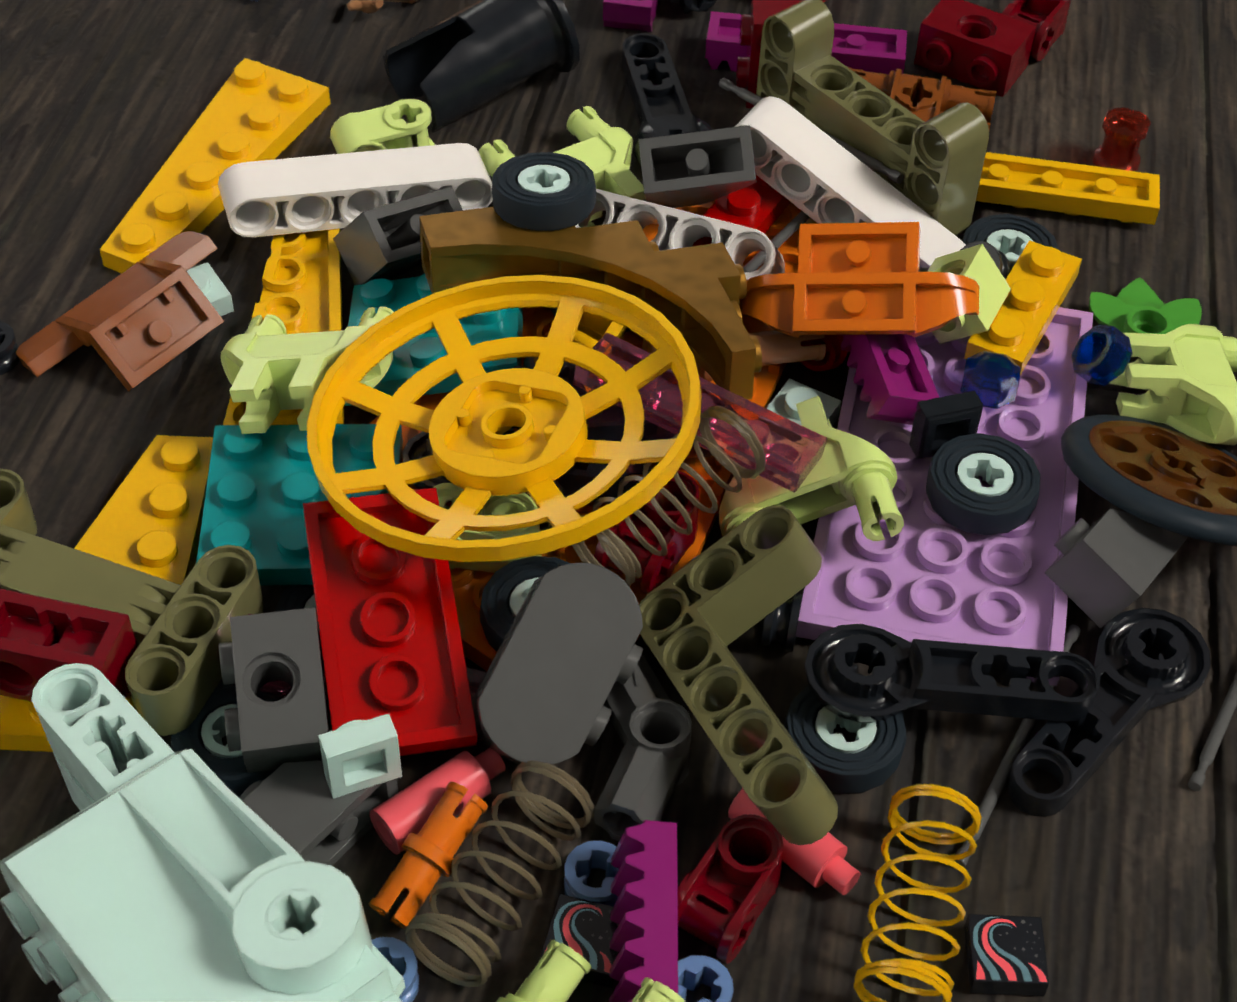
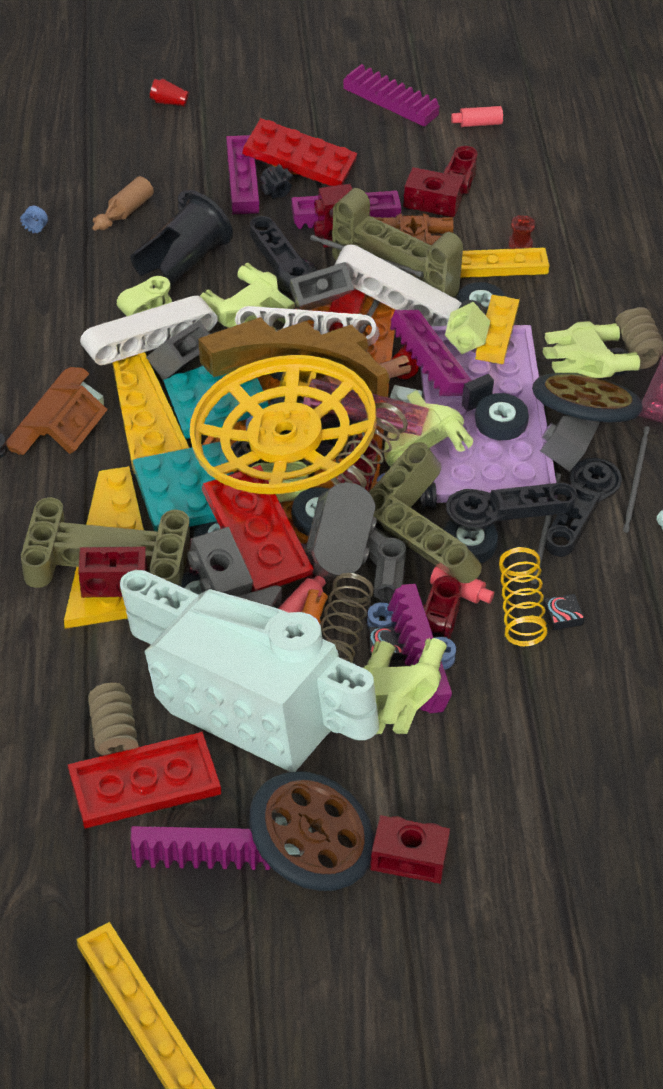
camera: 15 degrees left, 0 degrees up
(246, 121) = (62, 319): yellow wing -> none
(284, 370) = (163, 424): yellowish green connector -> none
(360, 755) = (270, 584): light aqua plate -> none
(543, 191) = (256, 314): black bush -> none
(859, 284) = (421, 332): orange plate -> none
(992, 377) = (492, 365): clear blue tile -> none
(1101, 354) = (540, 345): clear blue tile -> none
(1141, 310) = (552, 320): bright green plate -> none

